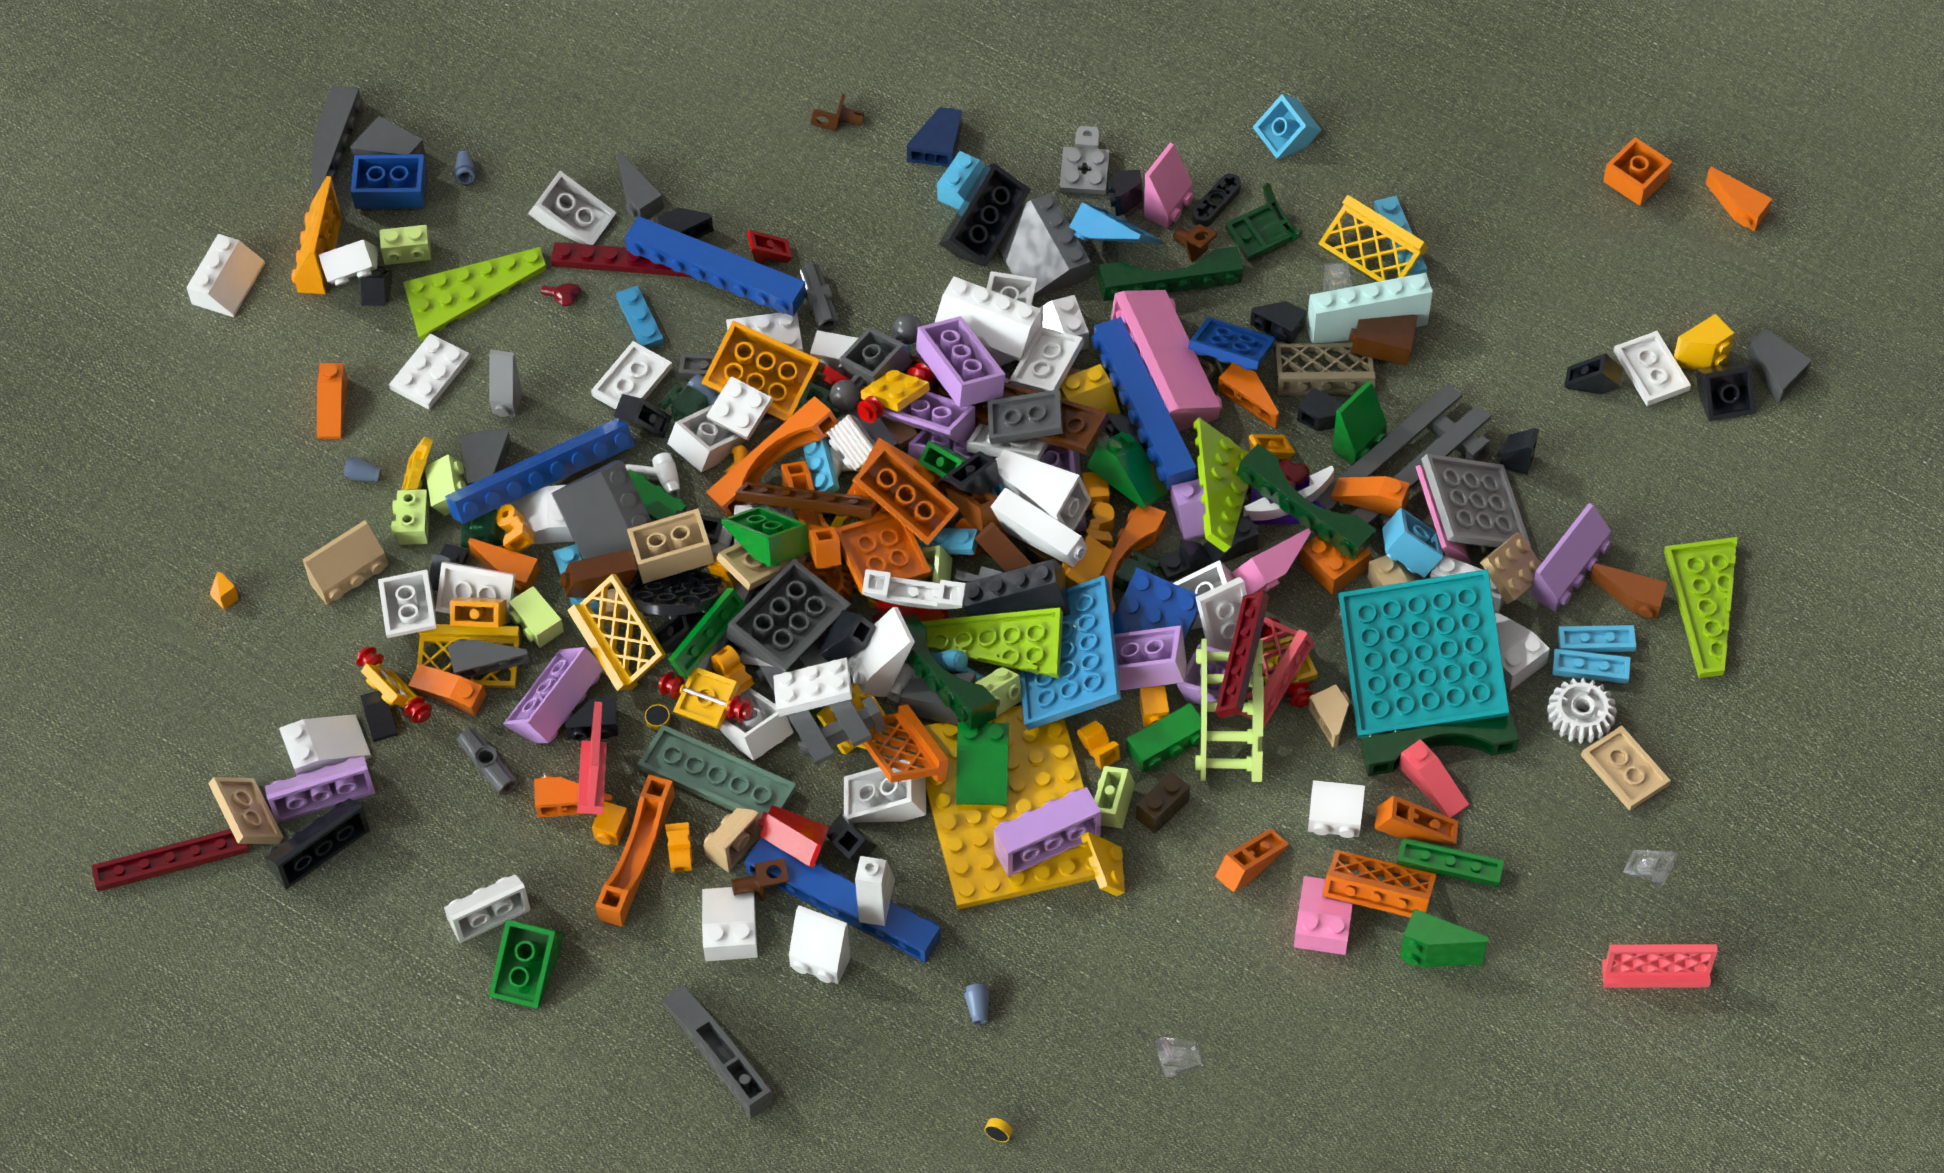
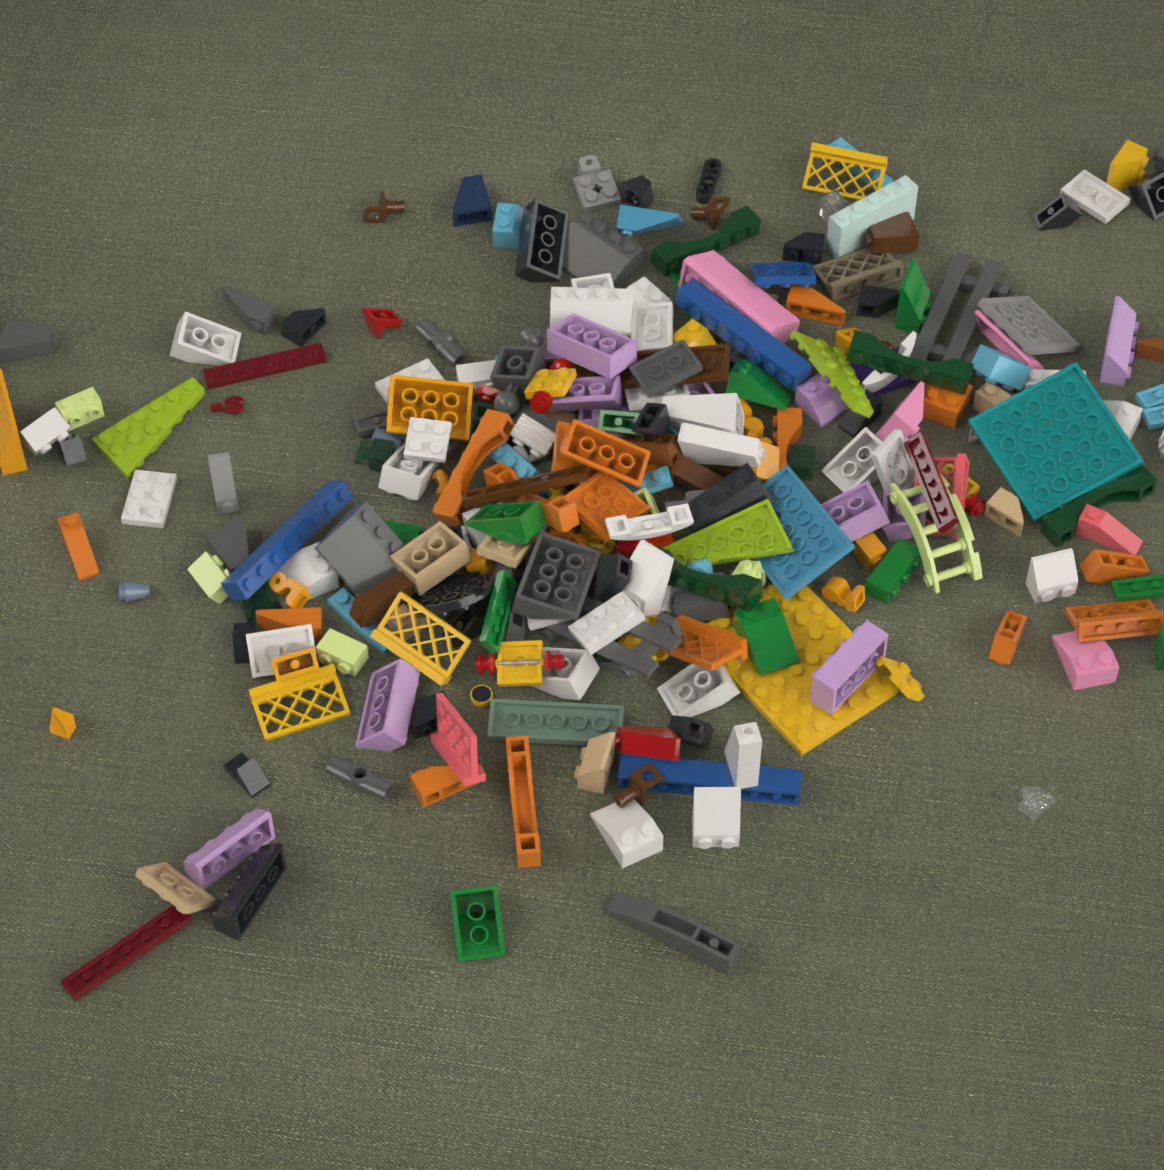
camera: 25 degrees left, 5 degrees down
(323, 742) = (211, 812): white slope -> none
(345, 563) = (159, 665): tan slope -> none
(389, 181) = (41, 365): blue brick -> none
(392, 686) = (247, 746): plate -> none
(407, 603) = (230, 677): white slope -> none
(411, 517) = (195, 612): yellowish green brick -> none
(416, 465) = (179, 573): yellow wing -> none
(449, 688) = (297, 732): orange slope -> none
(464, 168) = (98, 338): sand blue cone -> none
(478, 657) = (315, 697): dark grey slope -> none
(487, 908) = (423, 890): white slope -> none
(611, 825) = (490, 791): light orange brick -> none
(632, 374) = (321, 450): white plate -> none
(639, 317) = (302, 404): dark azure plate -> none
(642, 415) = (350, 470): black slope -> none
(664, 469) = (387, 508): white piece -> none
(679, 847) = (557, 788): light orange leg -> none
(715, 266) = (348, 343): blue brick -> none
(728, 664) = (523, 630): light orange leg -> none
(978, 1002) = (859, 818): sand blue cone -> none
(998, 1129) = (931, 908): tile -> none
(1114, 795) = (878, 615): yellowish green brick -> none
(1155, 604) = (834, 474): blue plate -> none
(1162, 802) = (918, 618): dark brown brick -> none
(1167, 188) = (673, 181): bright pink slope -> none
(1184, 561) = (830, 441): black slope -> none
(1262, 228) = (756, 188): dark green piece -> none
(1286, 127) = (733, 114): medium azure slope -> none
(1372, 493) = (953, 342): orange slope -> none
(1512, 567) = (1088, 360): tan plate -> none
(1519, 451) = (1037, 280): black slope -> none
(1637, 171) = (1007, 67): orange brick -> none
(1740, 201) = (1088, 65): orange slope -> none

